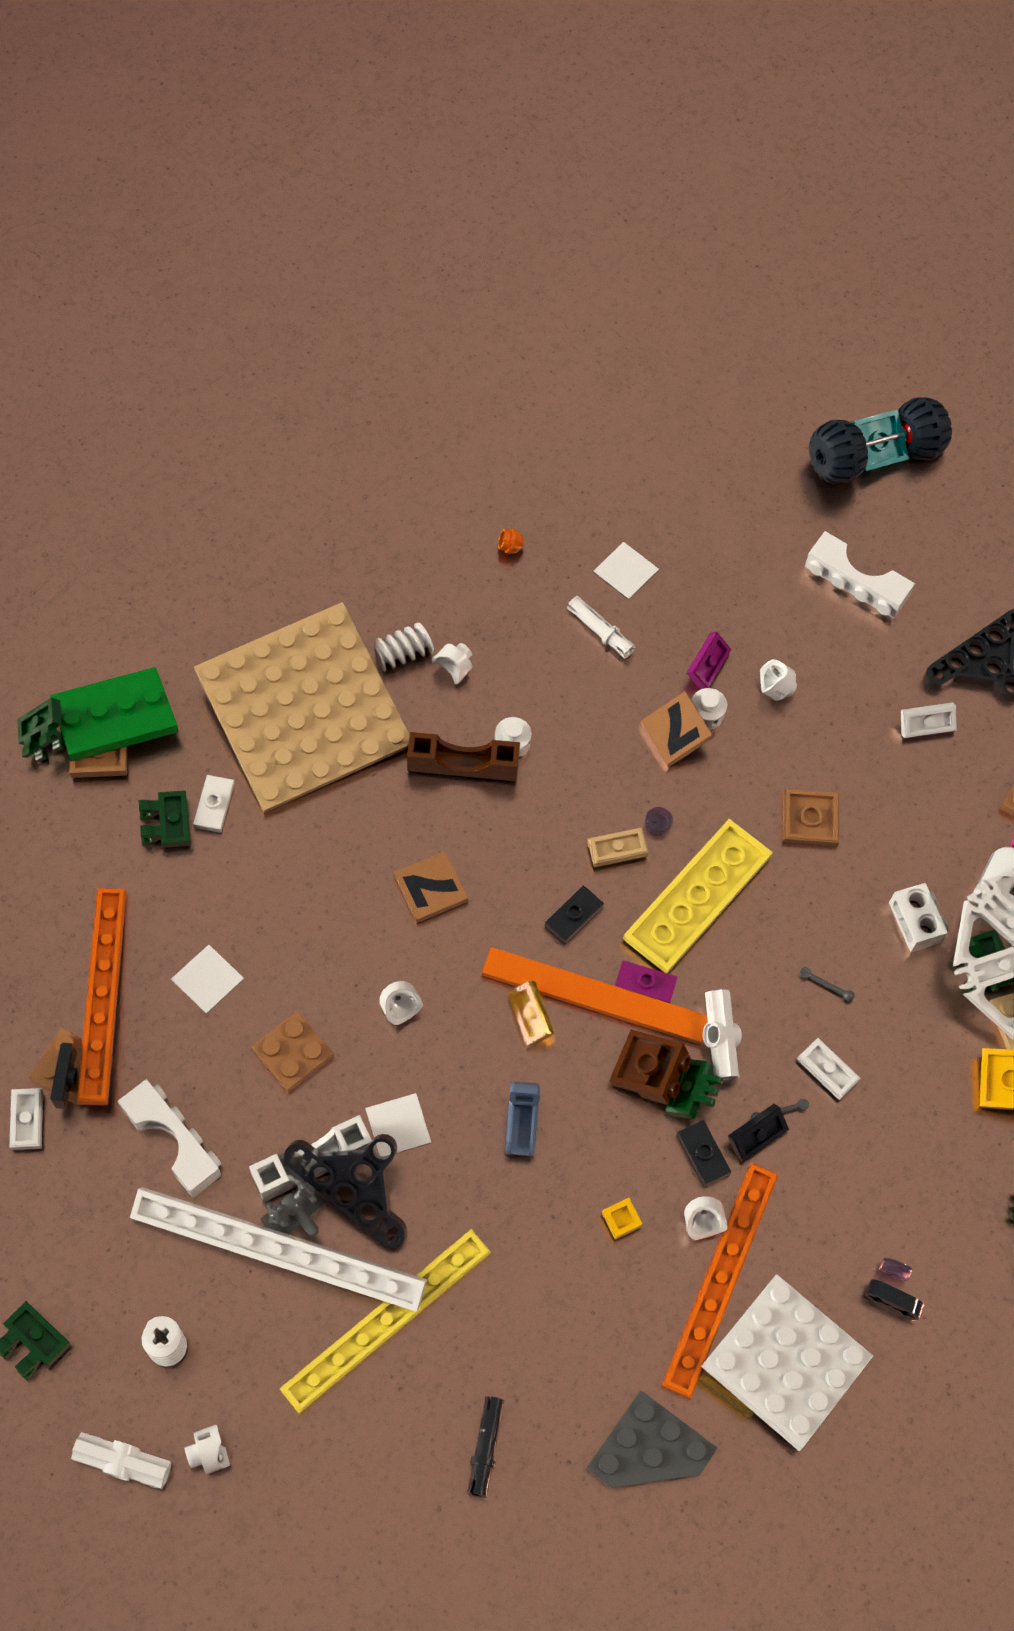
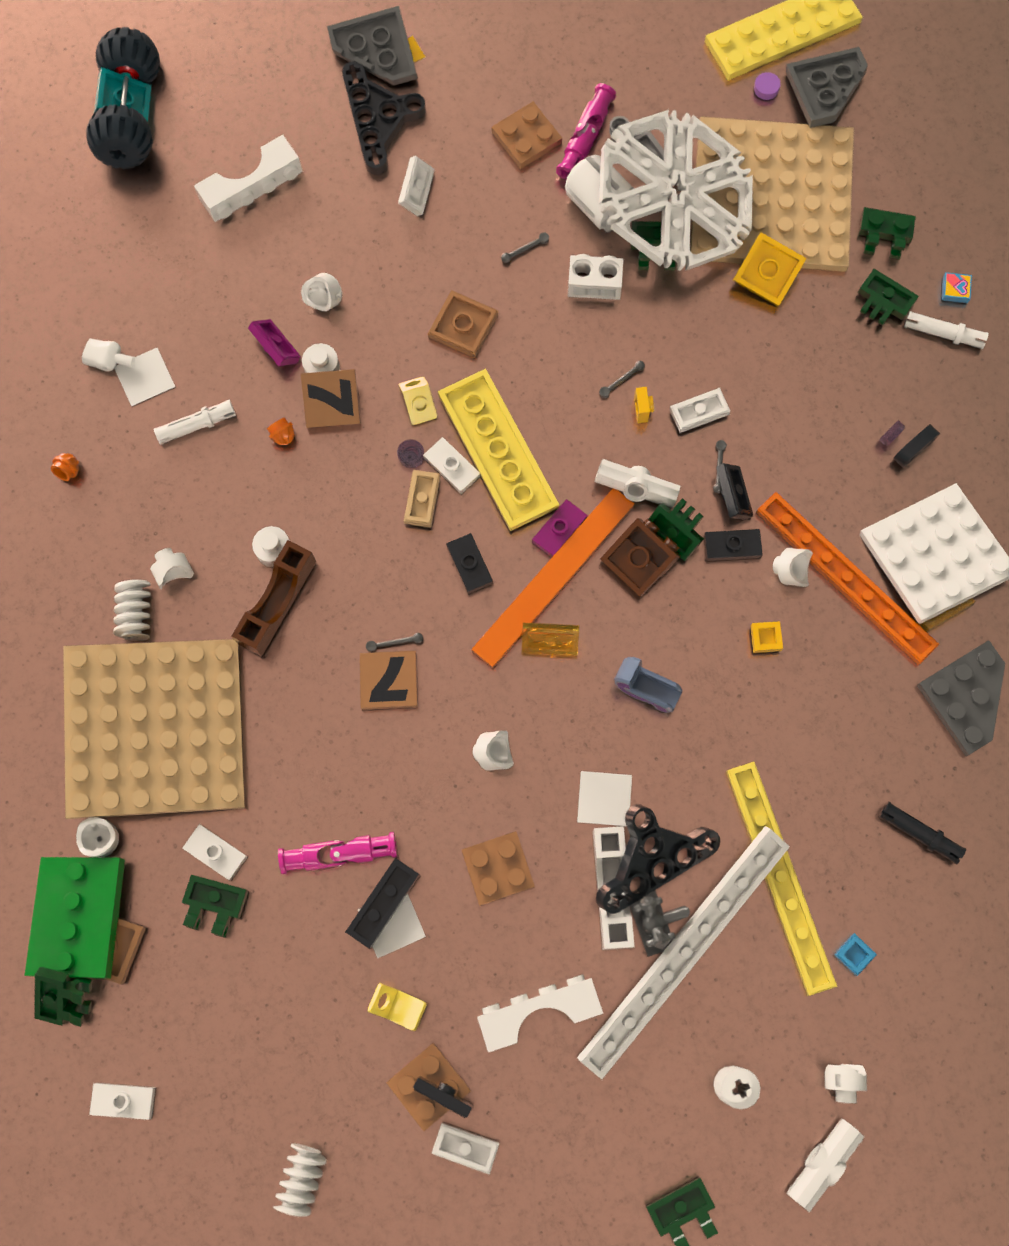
camera: 60 degrees left, 10 degrees up
(101, 997) = (371, 1031): orange tile -> none
(132, 1012) = (398, 1007): none -> light yellow bracket
(188, 702) = (97, 837): none -> white piece
(221, 961) = (382, 903): none -> black plate
(261, 921) = (358, 850): none -> dark pink piece
(337, 1422) = (855, 954): none -> dark azure tile
(457, 861) = (371, 646): none -> dark grey hinge
(625, 701) = (281, 432): none -> orange plate
(628, 529) = (105, 355): none -> white piece
(663, 861) = (451, 465): none -> white plate
(712, 806) = (418, 400): none -> light yellow bracket
(807, 1011) = (643, 404): none -> yellow plate
(937, 856) = (543, 239): none -> dark grey hinge

